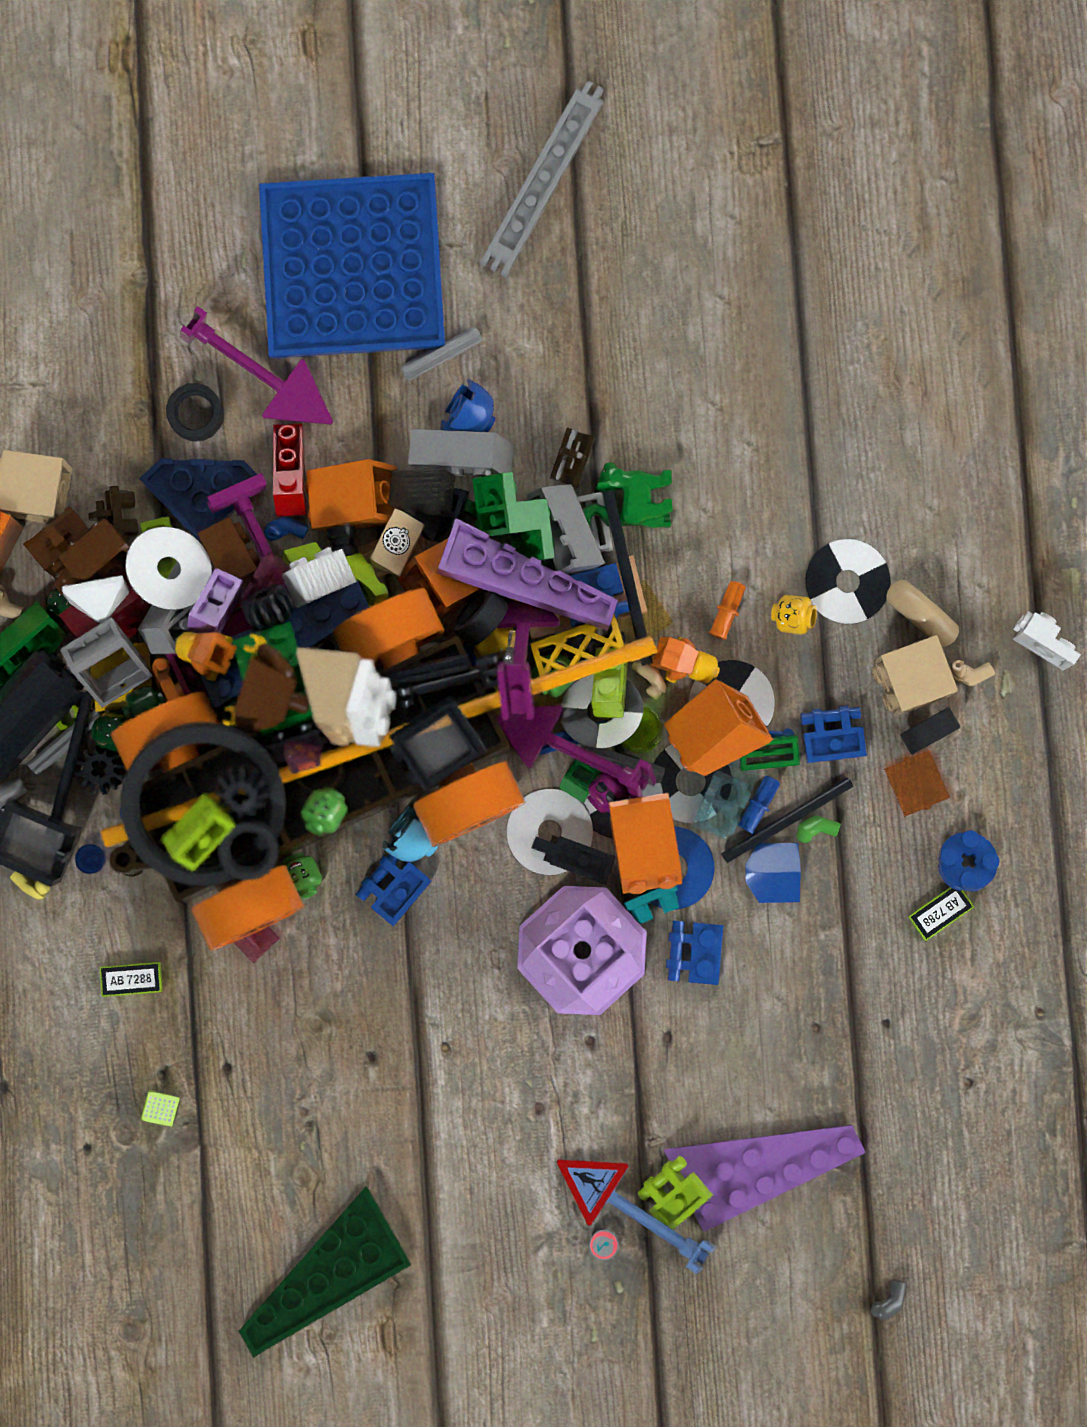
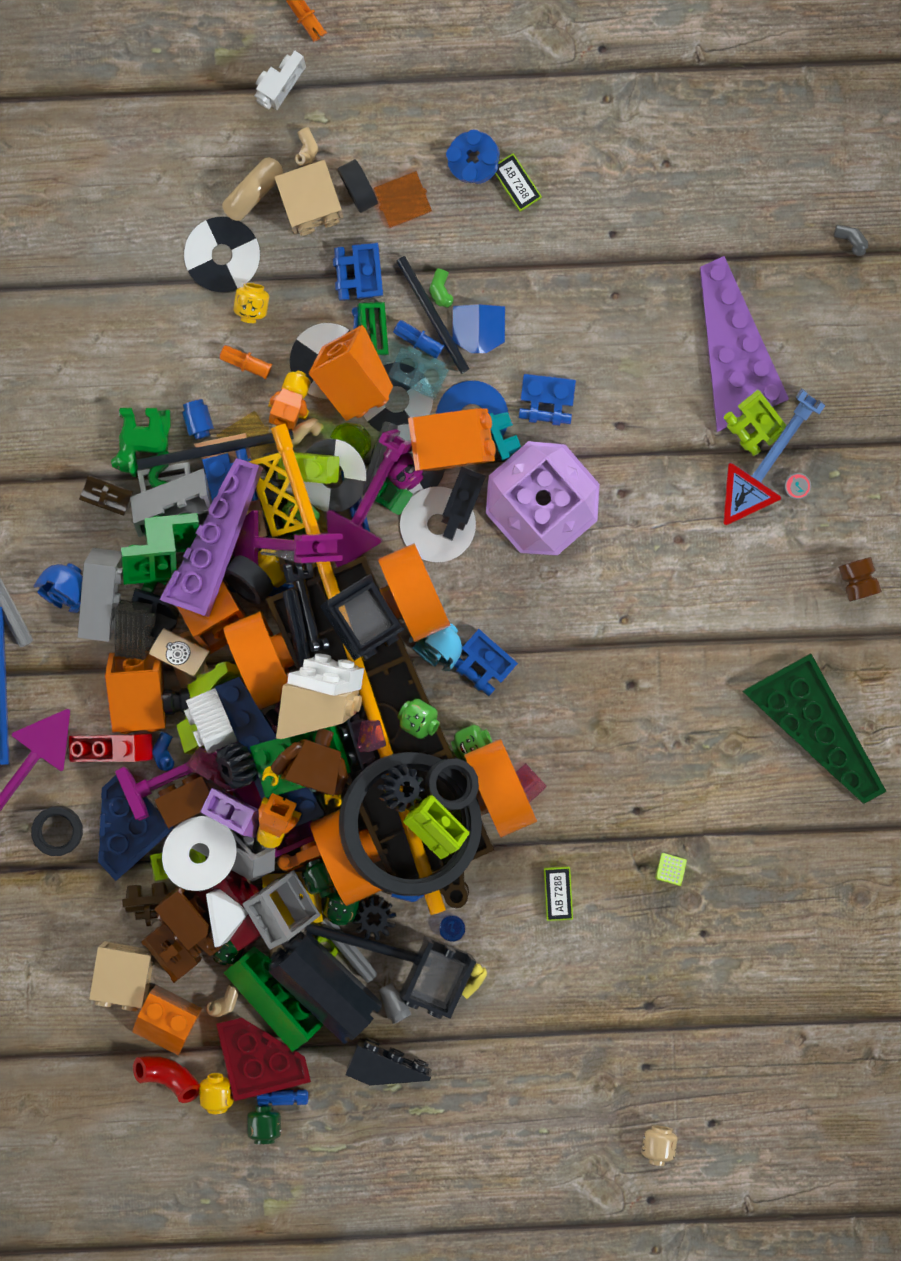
camera: 85 degrees left, 5 degrees up
(497, 1320) = (860, 579): none -> reddish brown wheel
(661, 557) = (197, 419): none -> blue brick

